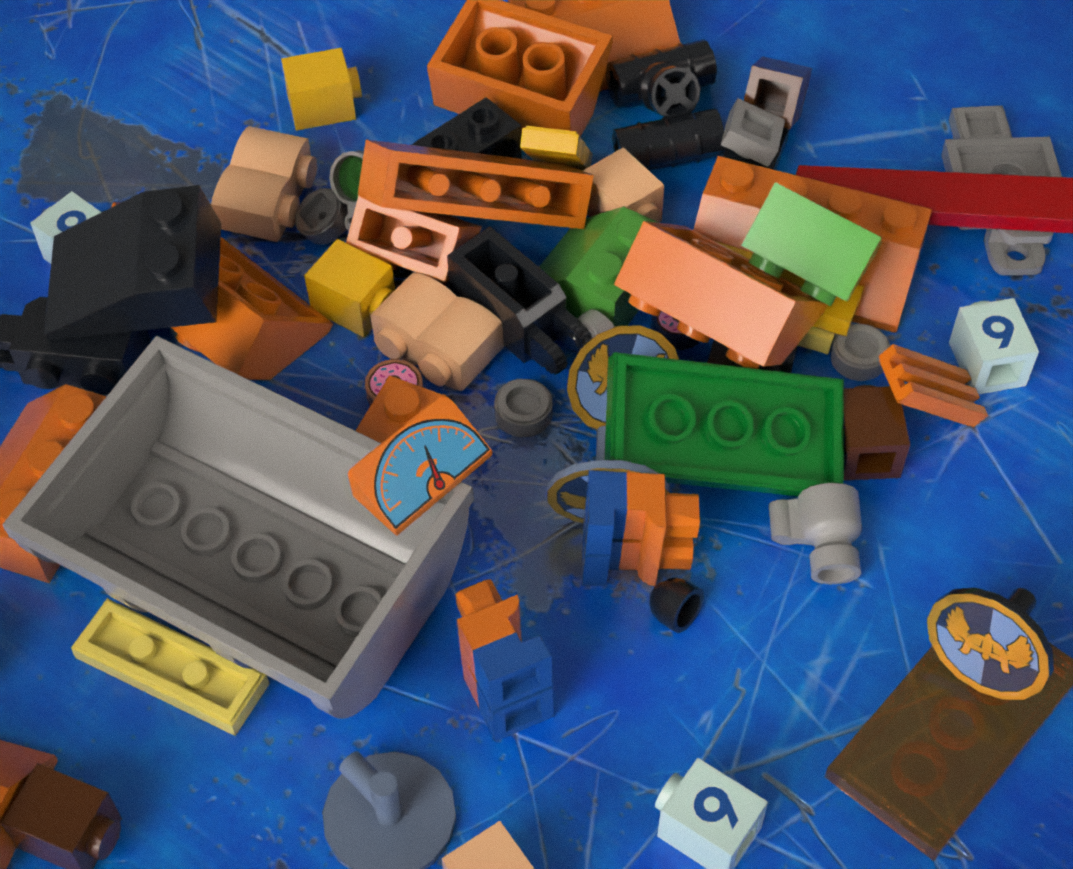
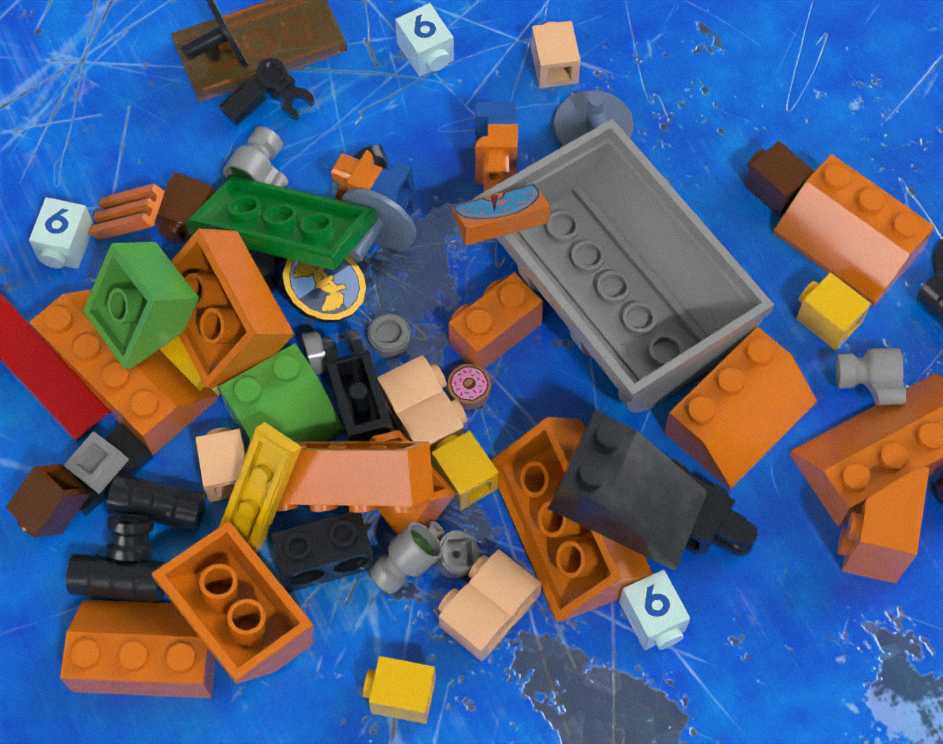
camera: 155 degrees left, 10 degrees up
(889, 647) = (271, 79): none -> black bar

